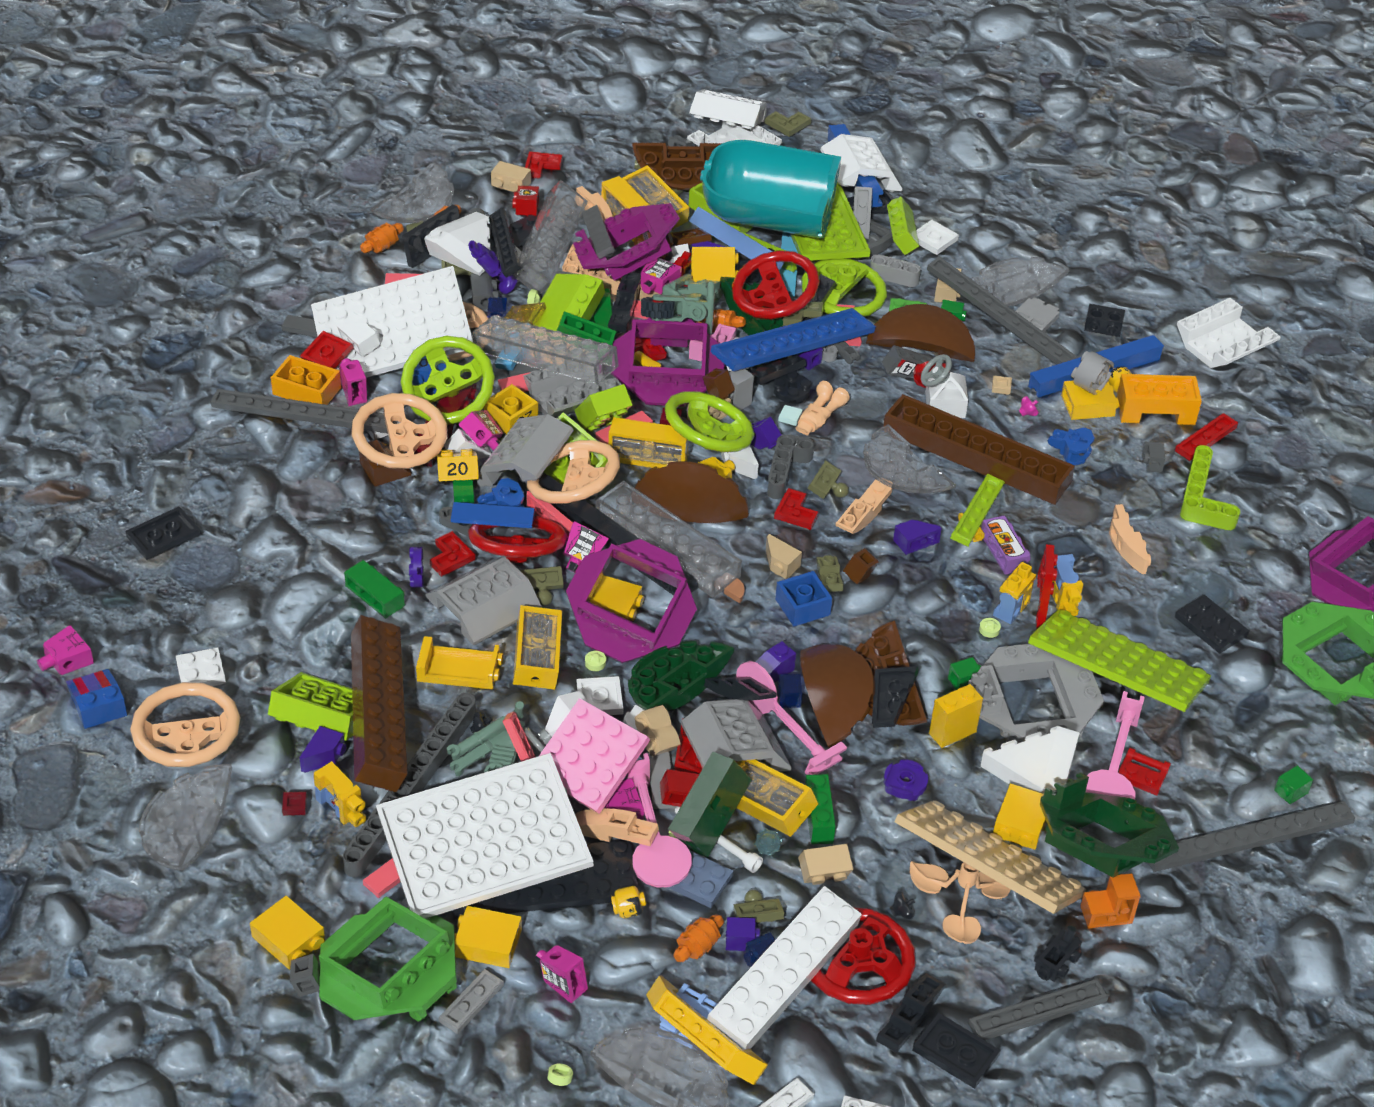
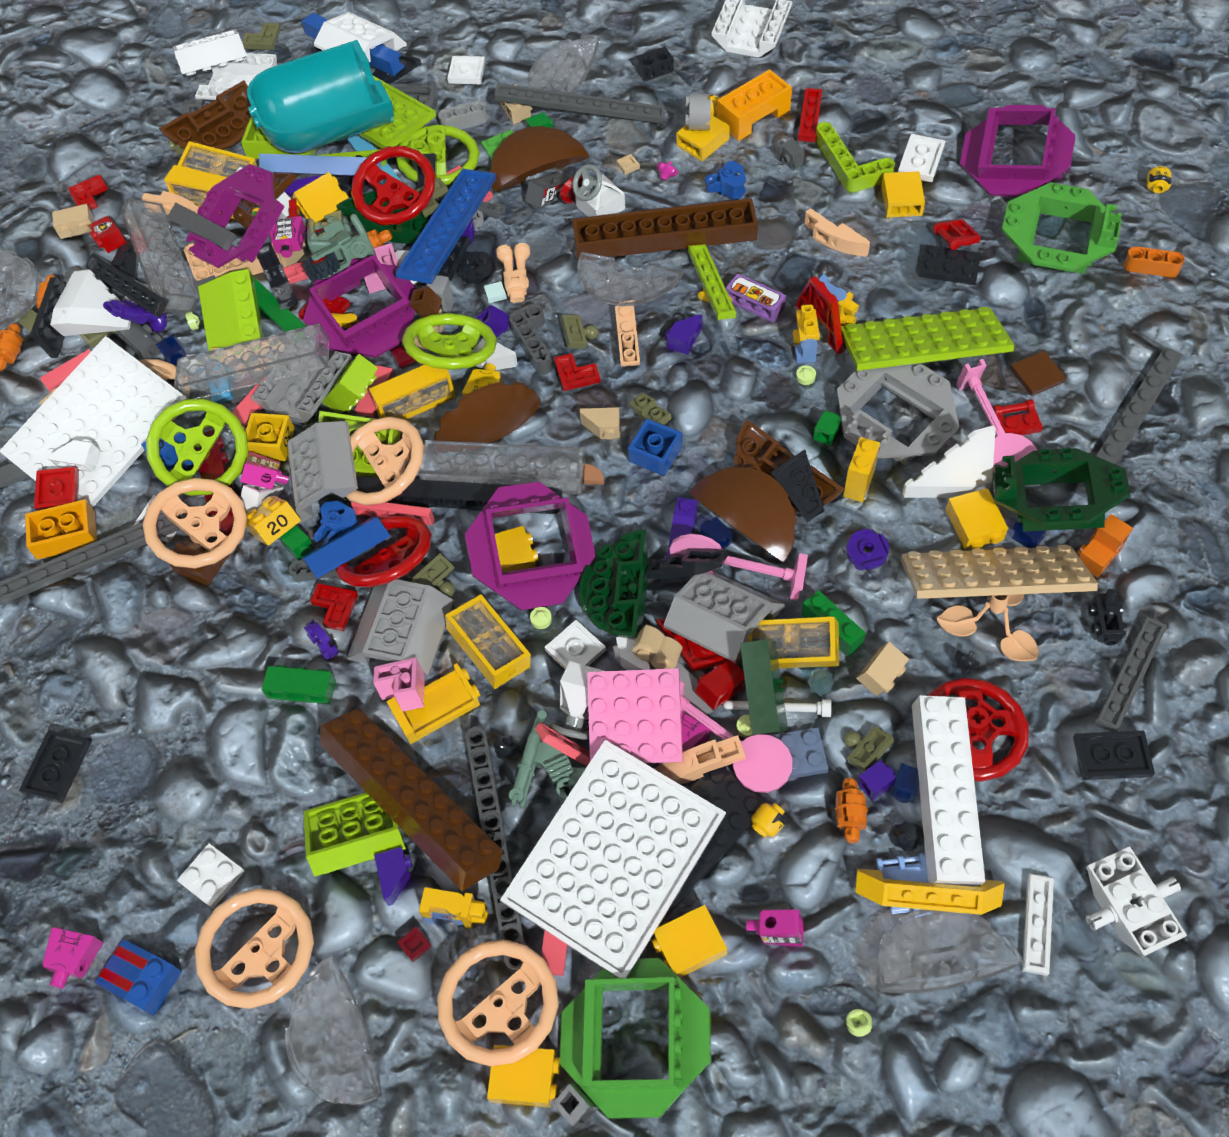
camera: 30 degrees left, 15 degrees up
(313, 878) = (527, 1038): none -> light nougat piece
(351, 373) = (104, 500): dark pink torso -> none
(446, 631) = (403, 681): none -> bright pink brick
(471, 1001) = (727, 1012): light grey tile -> none
(526, 313) = (201, 340): clear yellow tile -> none
(582, 542) = (443, 522): torso -> none
(584, 328) = (272, 324): green brick -> none
(723, 984) = (905, 836): none -> black piece
(860, 566) = (672, 389): reddish brown brick -> none
(862, 208) = (394, 75): light grey tile -> none
(902, 225) = (437, 73): lime brick -> none
(911, 1012) = (1053, 748): black slope -> none
(1038, 313) = (602, 87): light grey plate -> none
(1058, 858) = (1029, 539): none -> clear blue brick
(1129, 355) = (674, 116): blue tile -> none
(1201, 750) = (1038, 373): none -> reddish brown tile
(1224, 544) = (903, 194): none -> yellow brick
(1247, 602) = (962, 233): none -> red plate
(1275, 527) = (922, 155): none -> white plate
(1293, 784) = (1123, 357): green brick -> none

